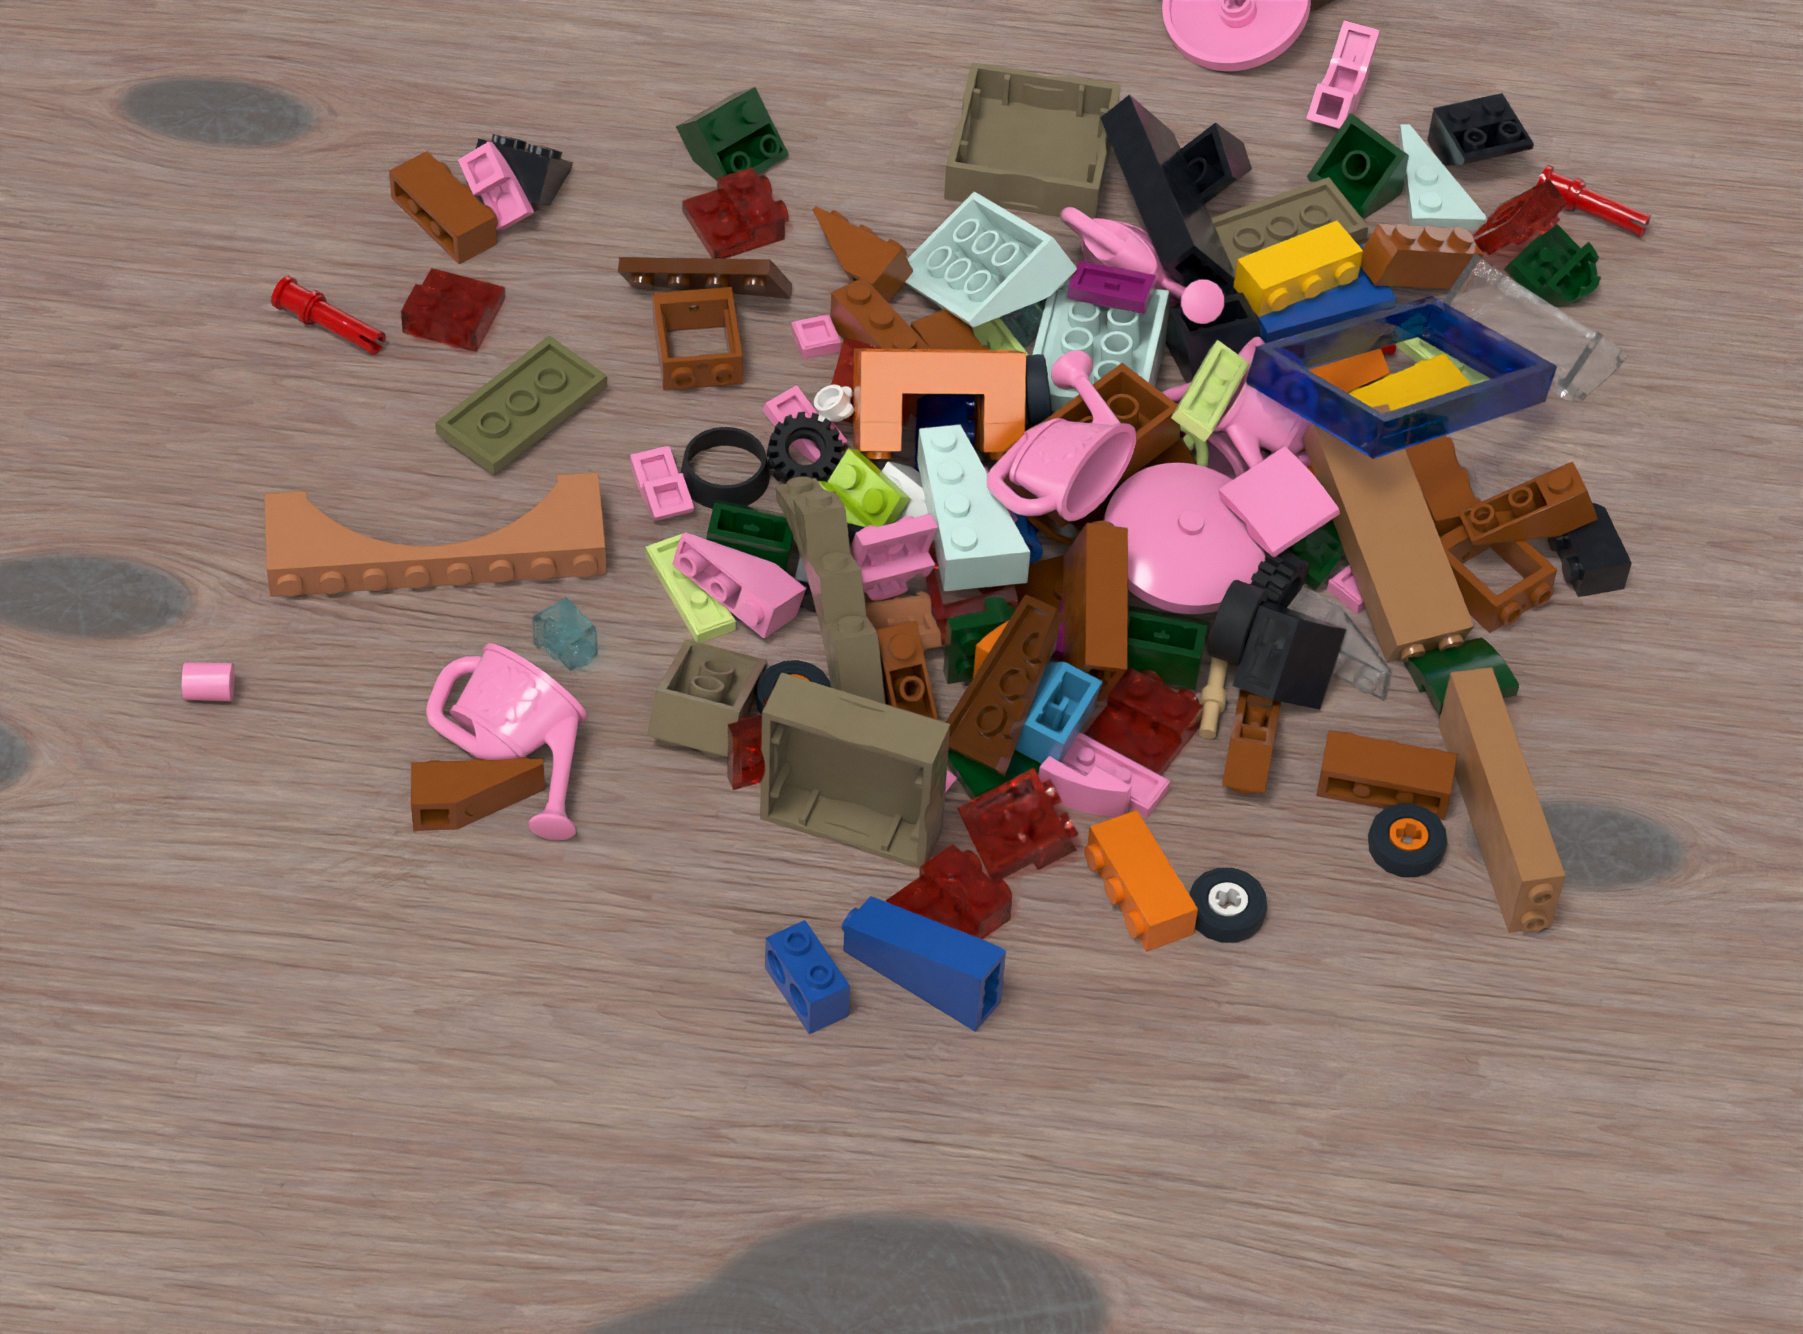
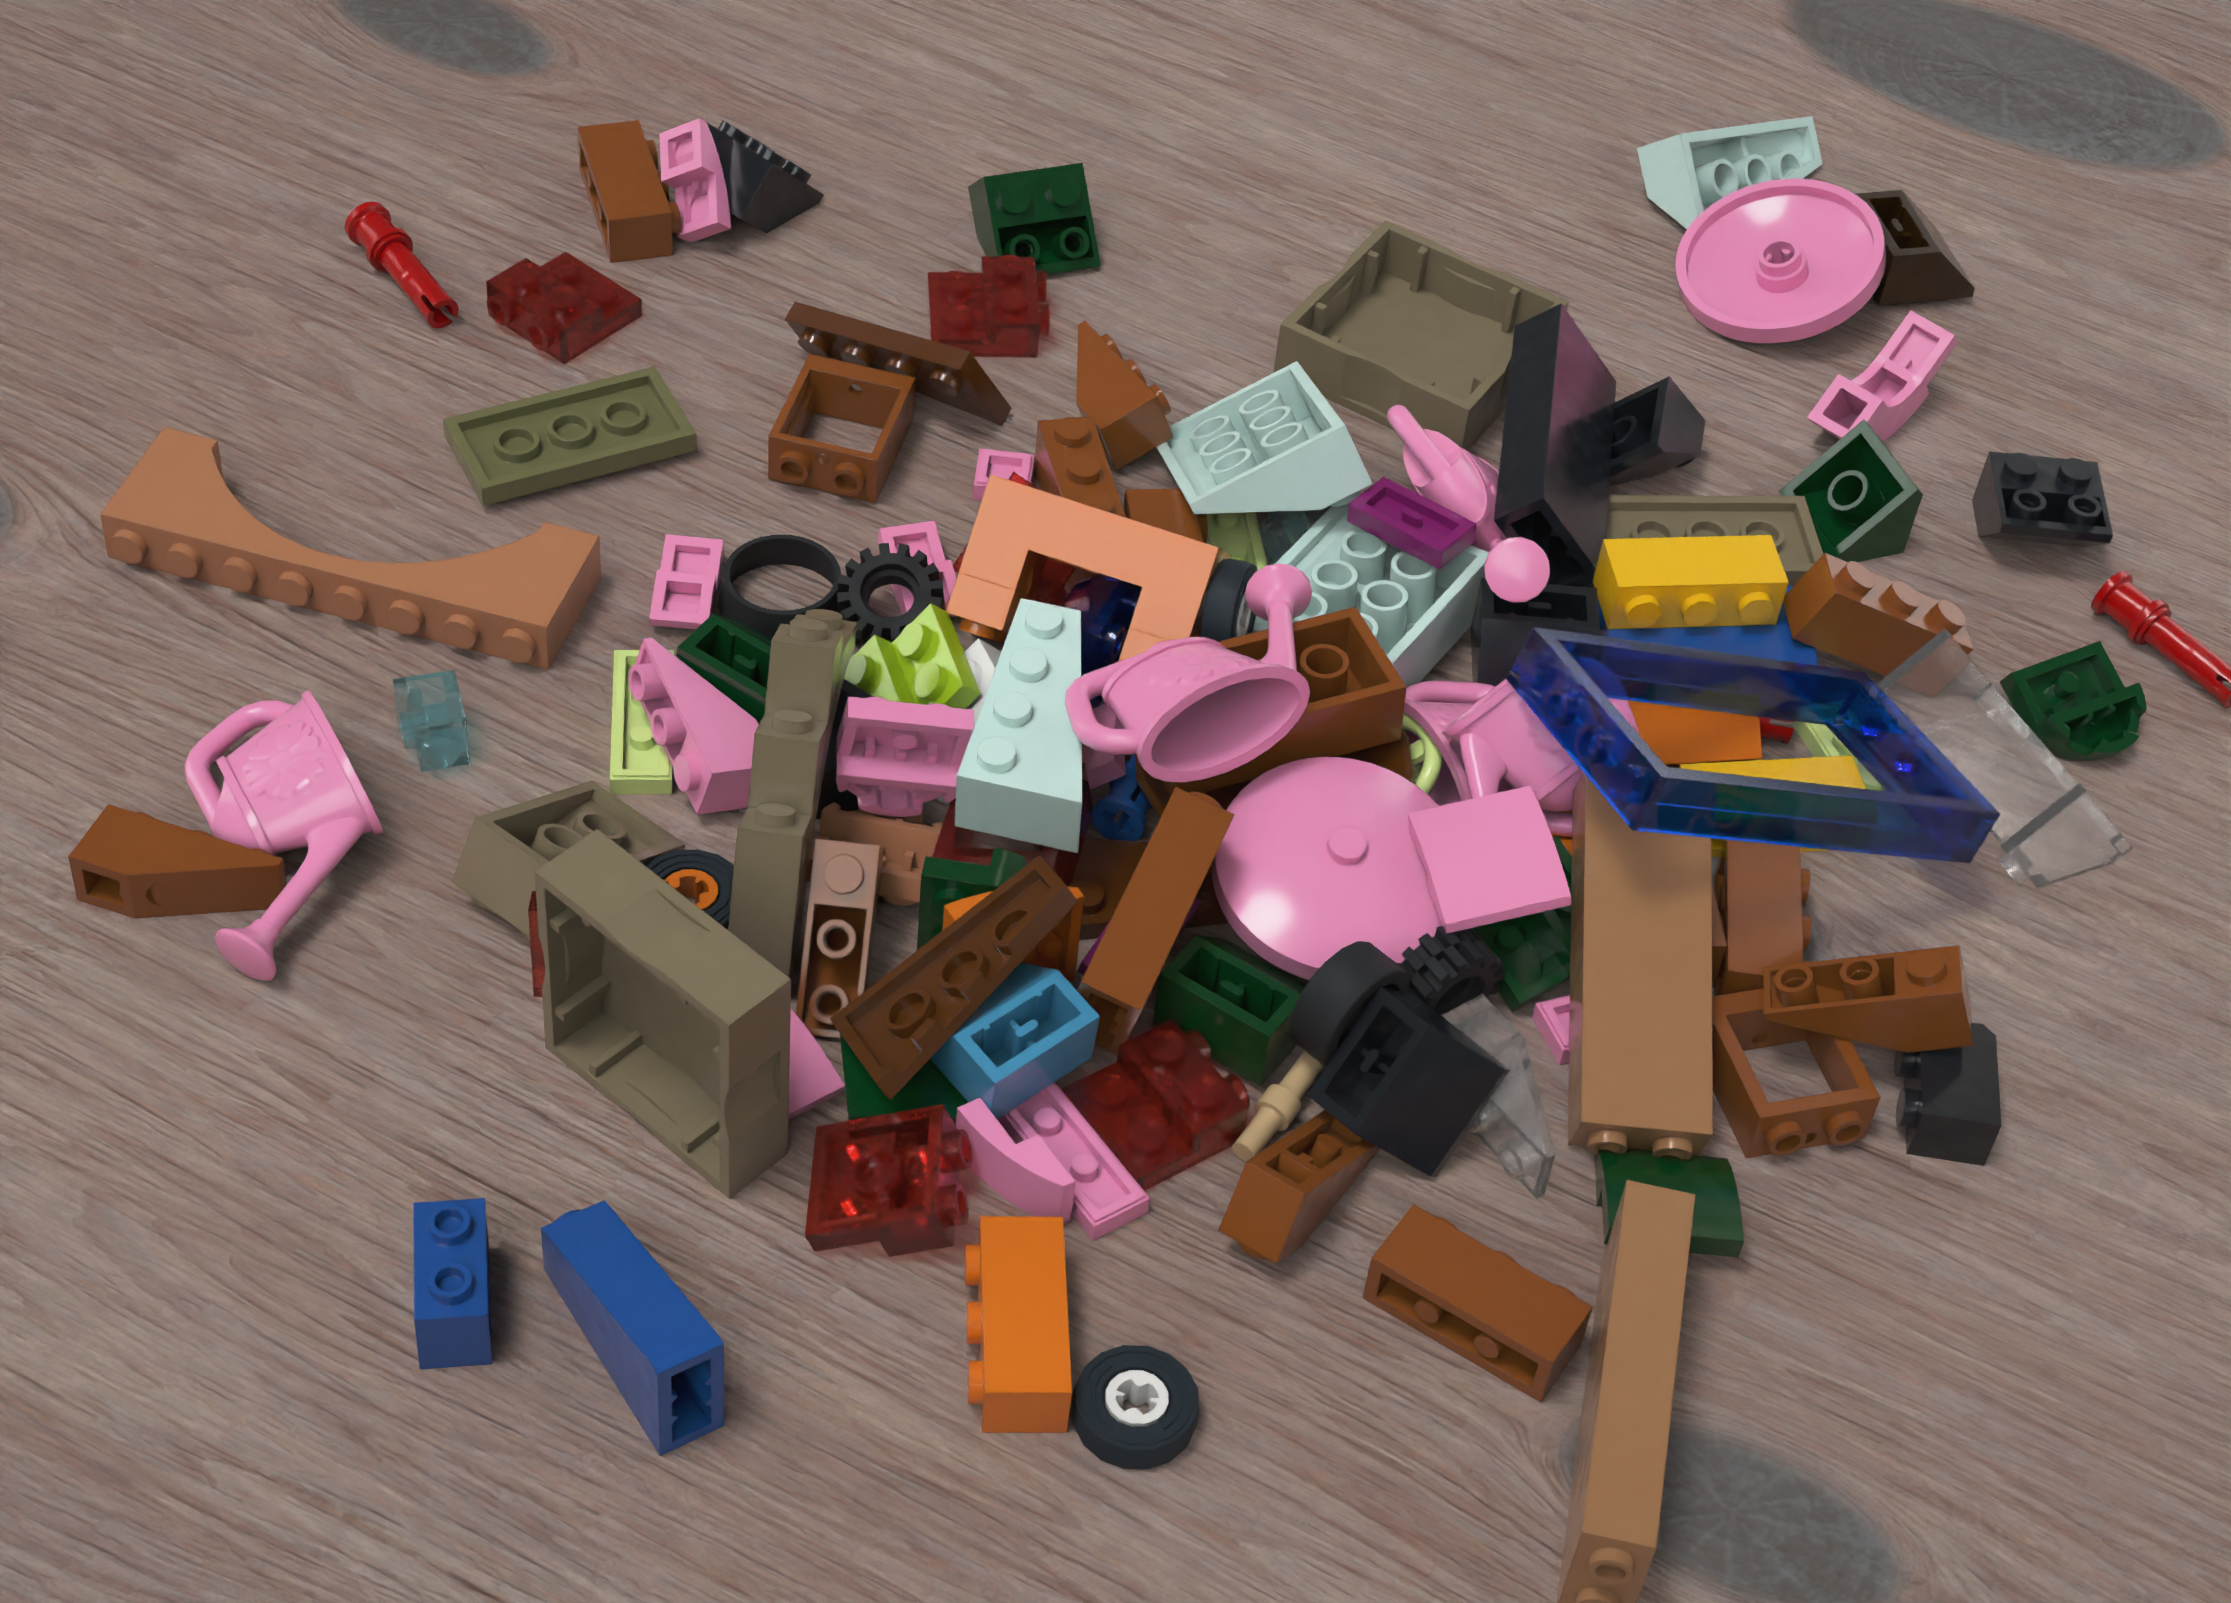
camera: 20 degrees right, 5 degrees down
(834, 403) = (950, 550): white plate -> none
(957, 894) = (736, 1253): clear red plate -> none
(1210, 391) = (1454, 683): yellowish green tile -> none
(1404, 859) = (1477, 1439): black bush -> none
(1432, 191) = (1950, 558): light aqua wing -> none
(1520, 218) = (2051, 622): clear red plate -> none

